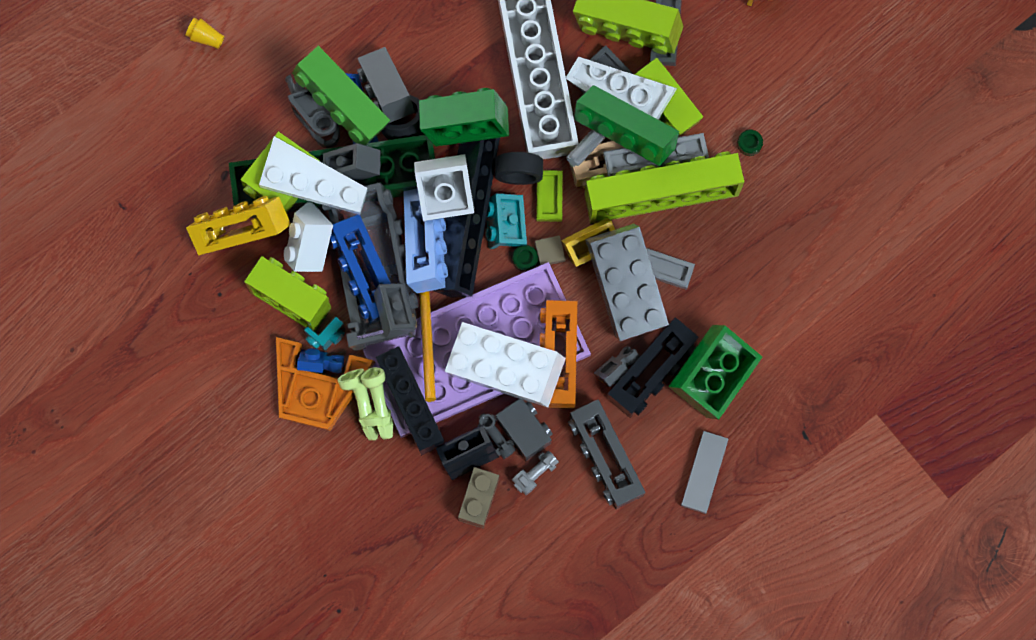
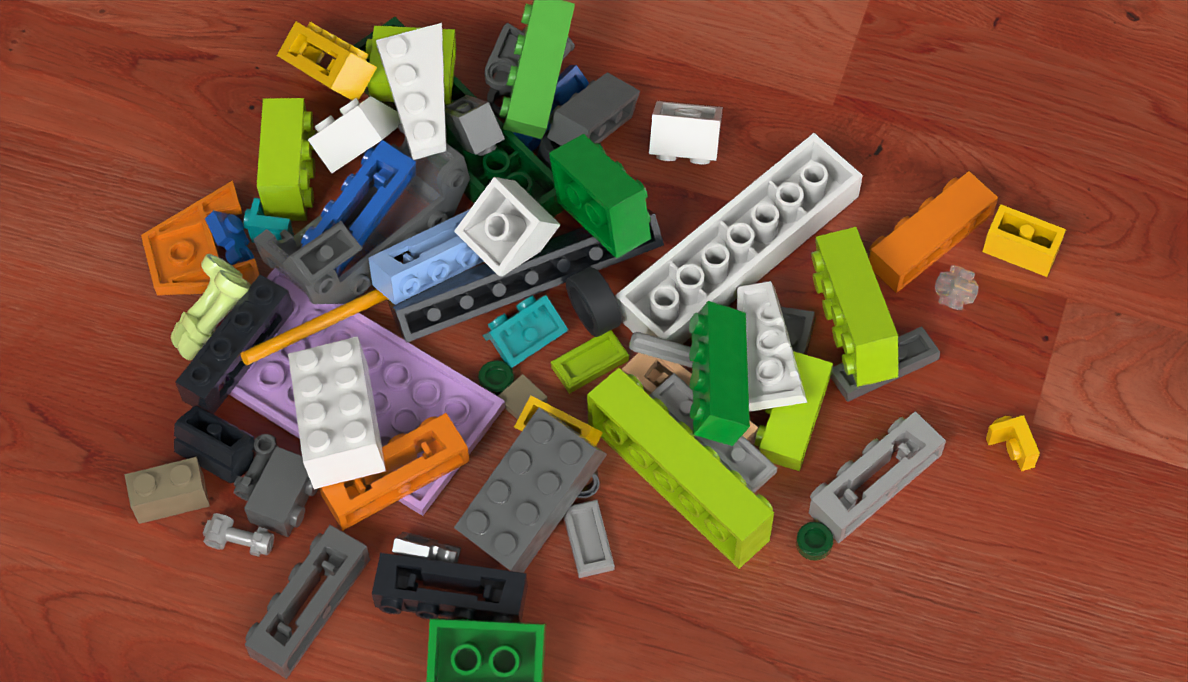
camera: 60 degrees right, 15 degrees down
(428, 37) = (685, 132): none -> white slope
(728, 42) = (913, 438): none -> light grey brick

